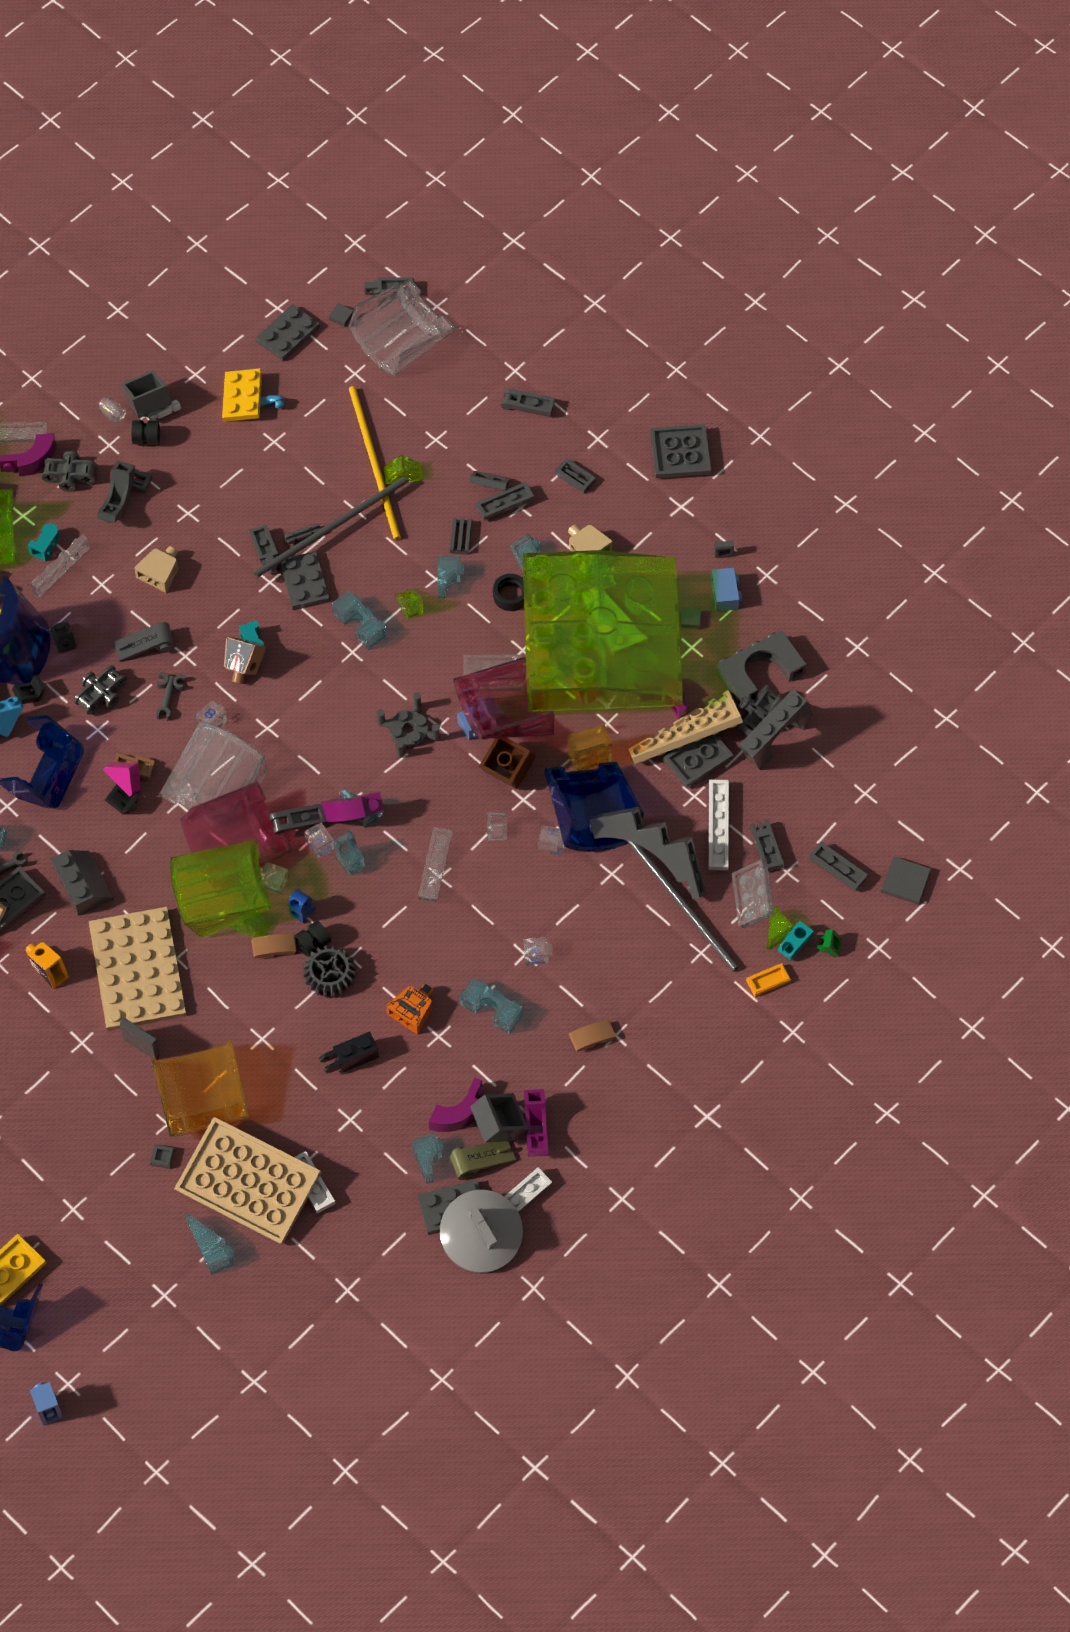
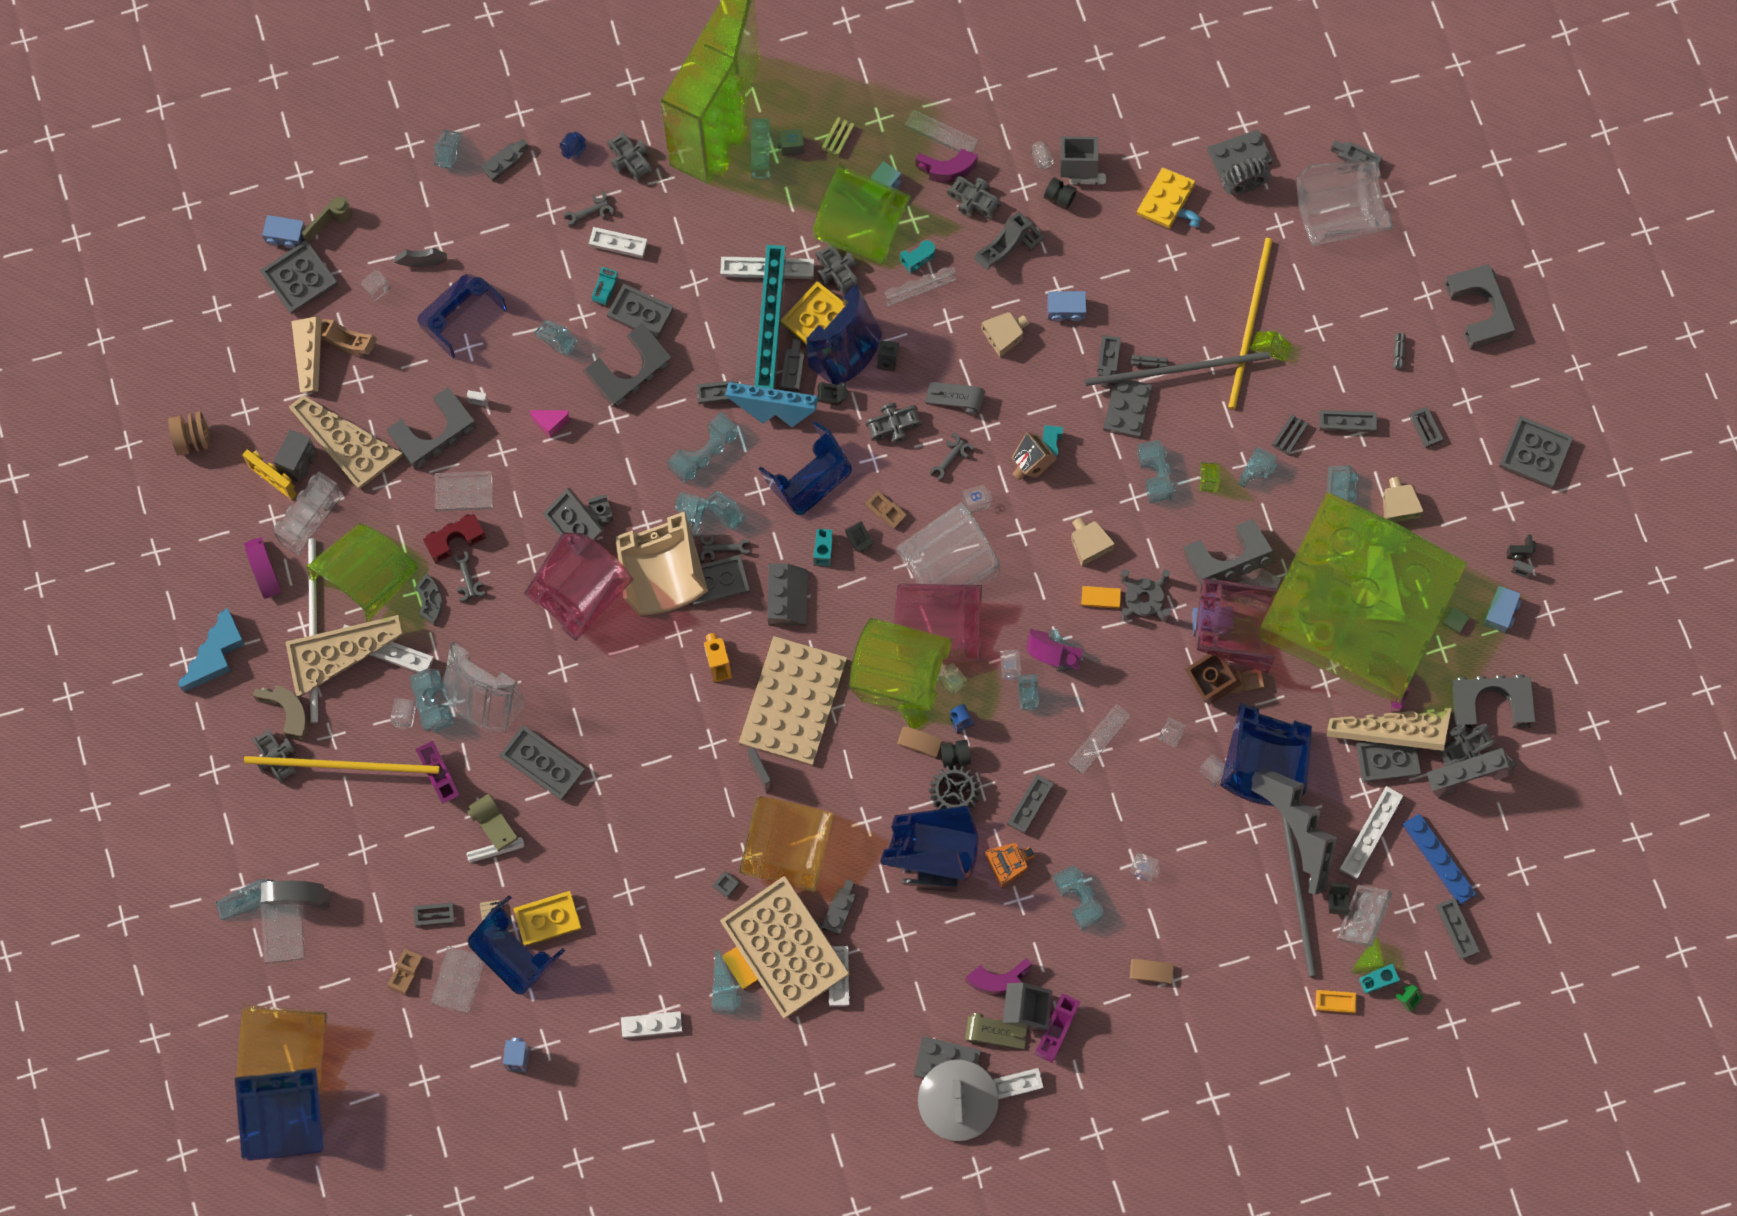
camera: 30 degrees right, 10 degrees up
(93, 824) = (823, 548): none -> teal leg
(125, 775) = (872, 517): dark pink slope -> none
(159, 1314) = (651, 1025): none -> white plate
(202, 521) = (1066, 305): none -> medium blue brick
(217, 1222) = (739, 968): none -> light orange tile
(280, 1124) = (839, 909): none -> dark grey hinge
(297, 818) = (1001, 635): dark grey plate -> none
(303, 344) = (1246, 176): none -> dark grey gear
(334, 704) = (1090, 541): none -> tan torso
(335, 1019) = (934, 842): none -> clear blue windscreen
(341, 315) = (1297, 161): dark grey tile -> none
(369, 747) = (1100, 597): none -> light orange tile
(404, 949) = (1030, 804): none -> dark grey plate
(427, 1152) = (951, 1002): clear light blue arch -> none
(487, 644) = (1256, 555): none -> dark grey arch
(489, 480) = (1344, 393): dark grey tile -> none
(506, 604) = (1302, 498): black tyre -> none
(517, 425) = (1399, 351): none -> dark grey axle
(528, 402) = (1421, 333): dark grey plate -> none
(543, 751) = (1250, 681): none -> medium nougat slope
(557, 338) = (1482, 282): none -> dark grey arch
(589, 748) = (1293, 702): clear yellow piece -> none
(715, 534) = (1519, 552): none -> pearl dark grey bracket
(722, 892) = (1339, 899): none -> pearl dark grey bracket
(767, 845) = (1403, 875): dark grey hinge -> none
(788, 818) = (1439, 859): none -> blue plate
(905, 880) = (1512, 973): dark grey tile -> none

